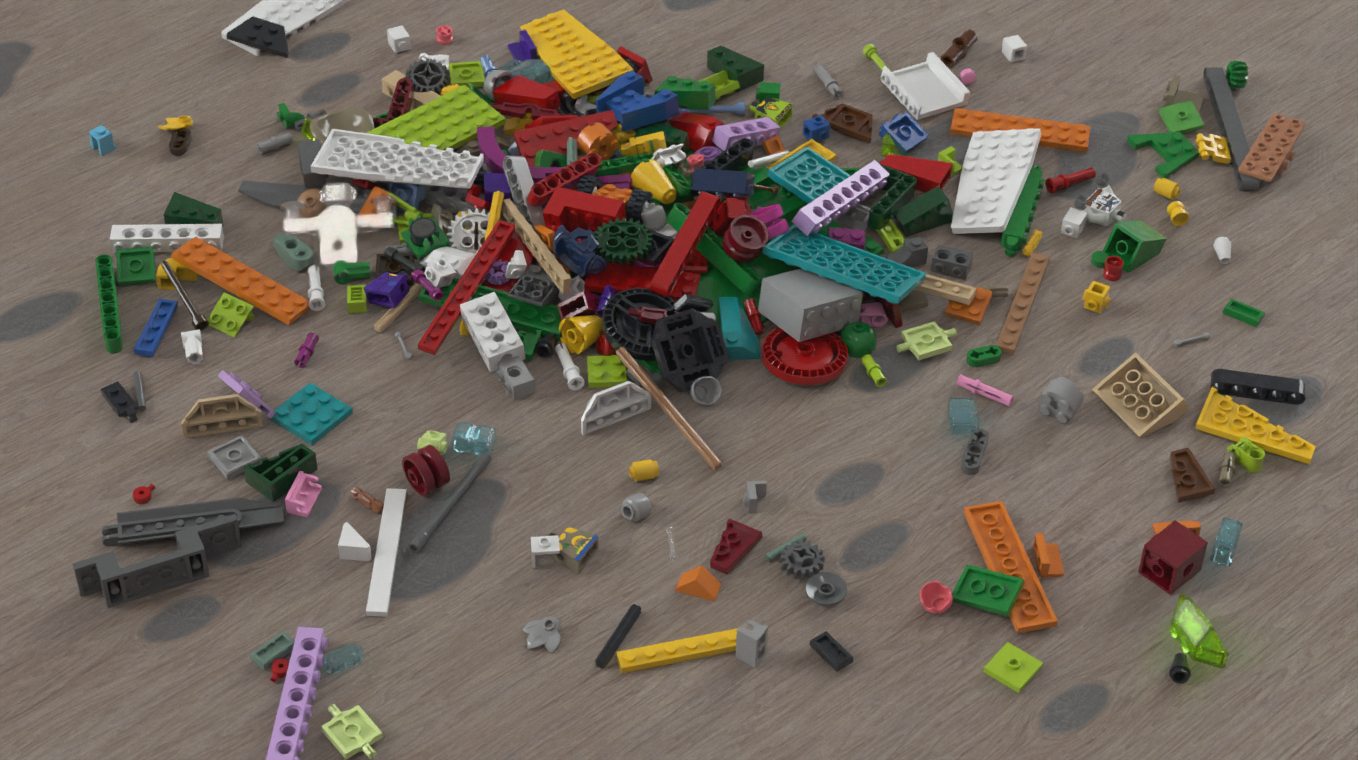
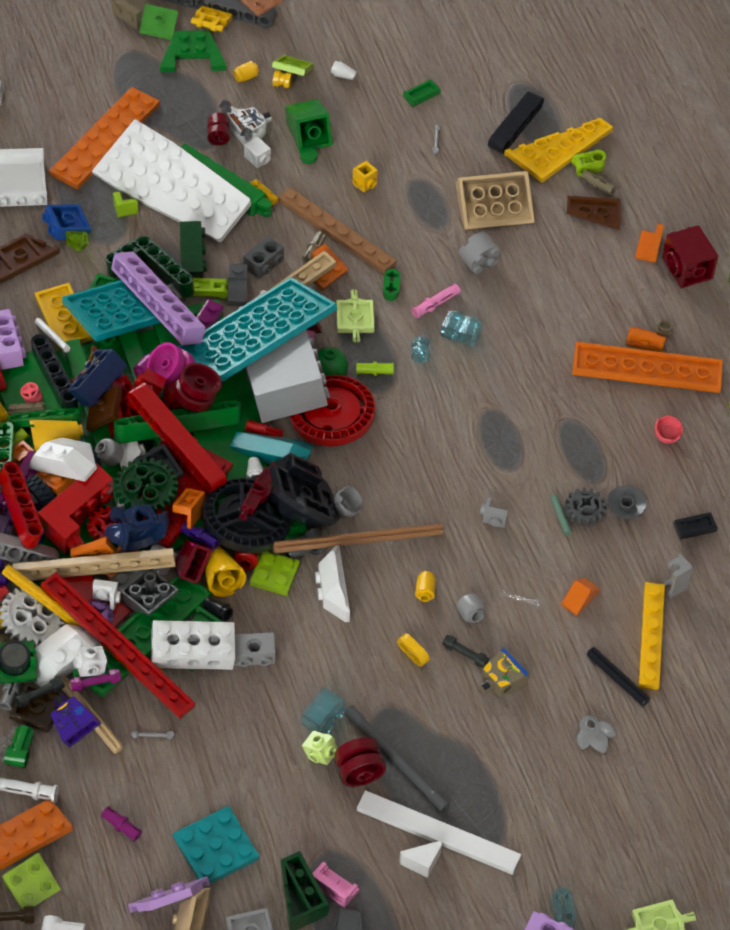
camera: 70 degrees left, 10 degrees up
(356, 299) = (71, 764): lime slope -> none
(366, 499) = (362, 829): dark orange axle -> none
(544, 545) = (499, 698): white bracket -> none
(569, 480) = (413, 650): none -> yellow beam
(571, 371) = (266, 601): white pin -> none
(592, 507) = (480, 659): none -> pearl dark grey bar
(620, 182) = (65, 458): none -> white wedge
(622, 278) = (190, 504): none -> orange panel
(672, 153) = (17, 410): white hinge -> none
(690, 302) = (244, 466): black plate -> none
(709, 153) = (11, 379): medium lavender gear -> none
(734, 546) = (547, 551): dark red wing -> none
(773, 145) = (26, 326): orange plate -> none
(816, 129) = (24, 283): blue brick -> none
(917, 393) = (420, 349): none -> clear light blue wheel
(927, 172) = (133, 224): red slope -> none
(967, 76) = (10, 141): bright pink tile -> none
(977, 458) = (508, 344): dark grey beam -> none
(987, 590) = (675, 390): green plate -> none
(1063, 181) = (197, 136): red pin -> none
(1071, 567) = (664, 328): none -> dark tan plate
(1084, 186) = (218, 129): none -> dark red wheel
(1113, 268) = (330, 151): red wheel -> none
(1198, 213) = (293, 65): none -> lime plate
(1226, 542) = (678, 215): clear light blue brick -> none

